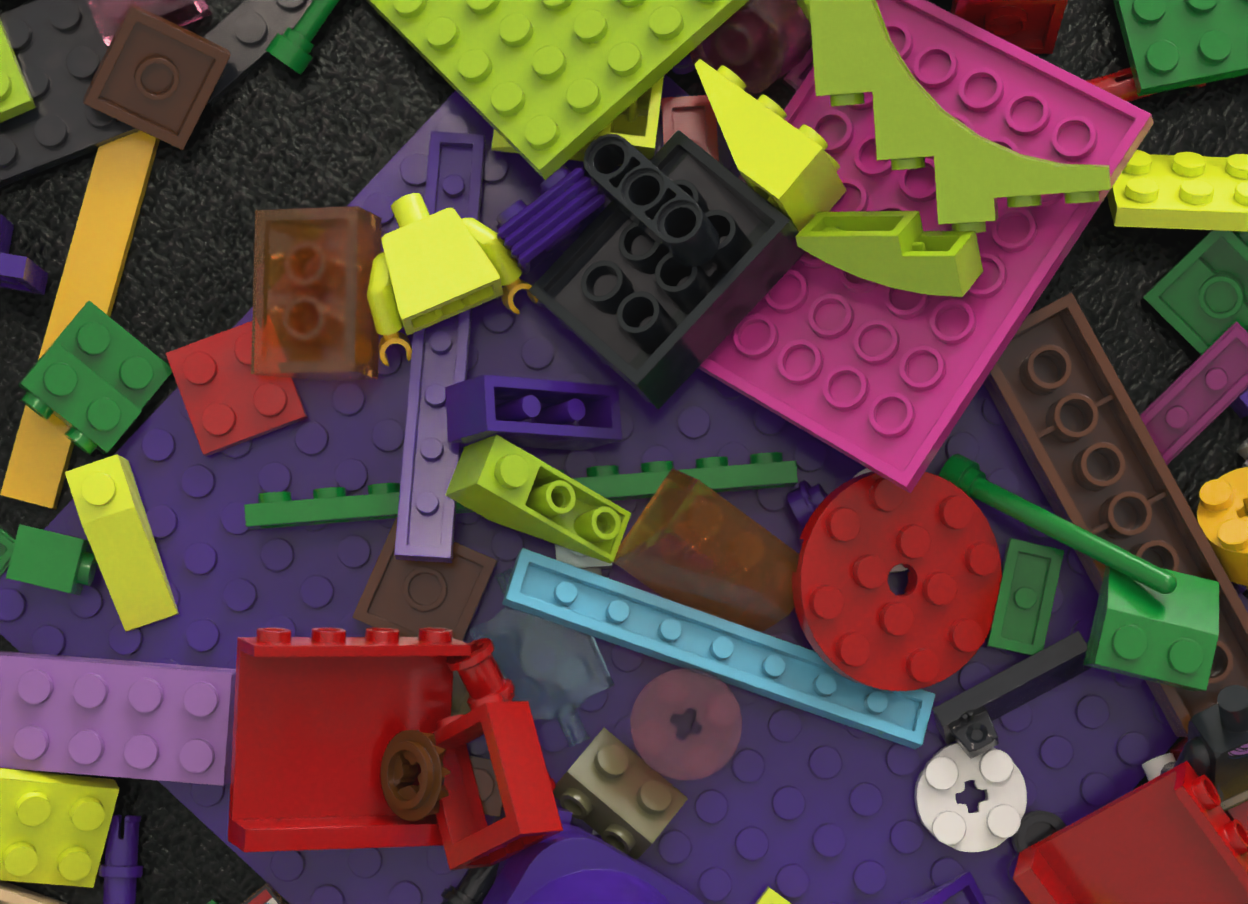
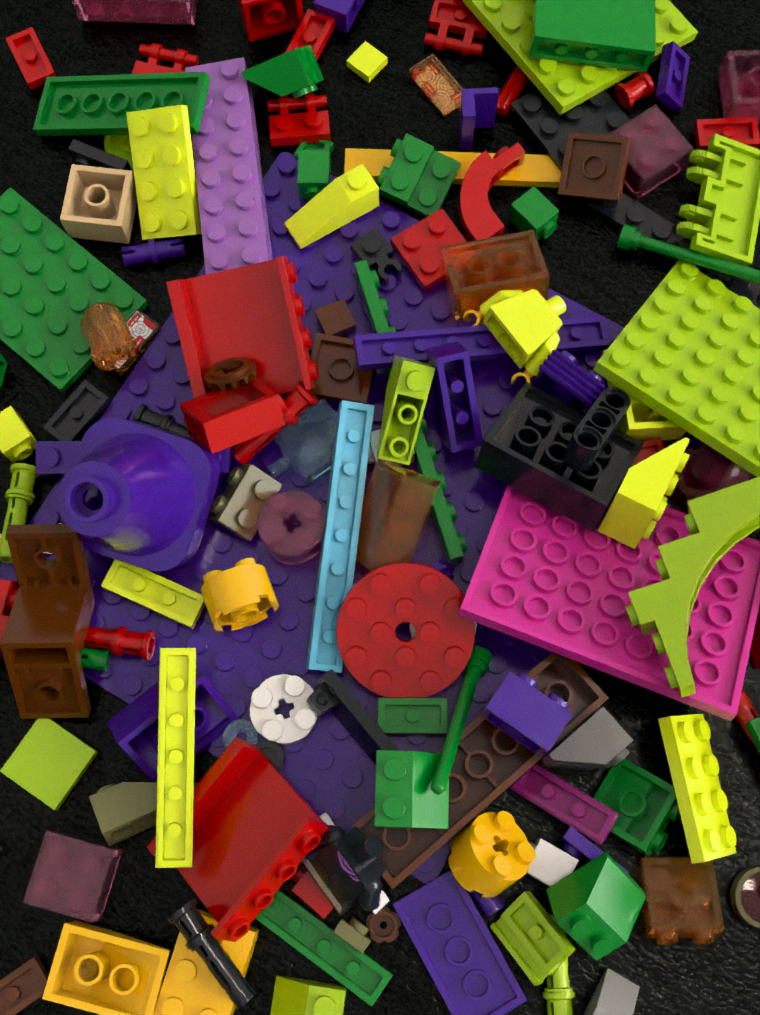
camera: 85 degrees right, 10 degrees down
(163, 296) = (475, 212): none -> red arch
(212, 198) = (534, 213): none -> green brick
(218, 488) = (377, 252): none -> black plate
(328, 580) = (335, 318): none -> reddish brown tile
(784, 833) = (238, 595): none -> yellow brick
(894, 250) = (605, 575): lime slope -> none
(981, 874) = (238, 726): none -> clear light blue plate
(1086, 426) = (527, 713): none -> dark purple brick
(1141, 339) = (591, 745): none -> dark grey slope

